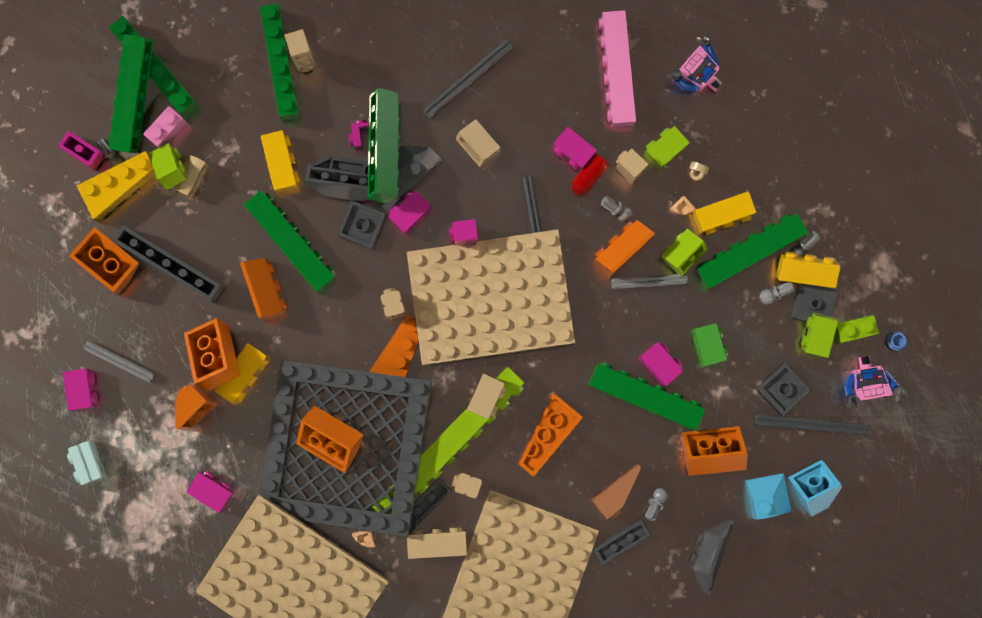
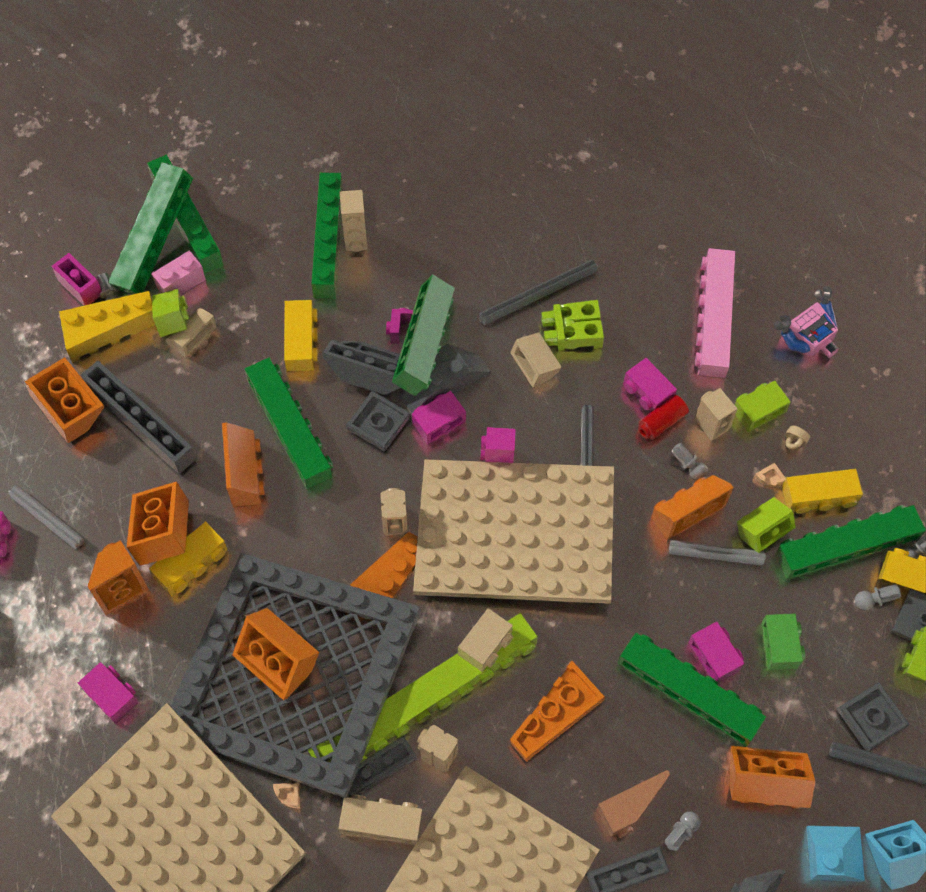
camera: 15 degrees right, 20 degrees down
(504, 106) = (574, 325): none -> lime hips

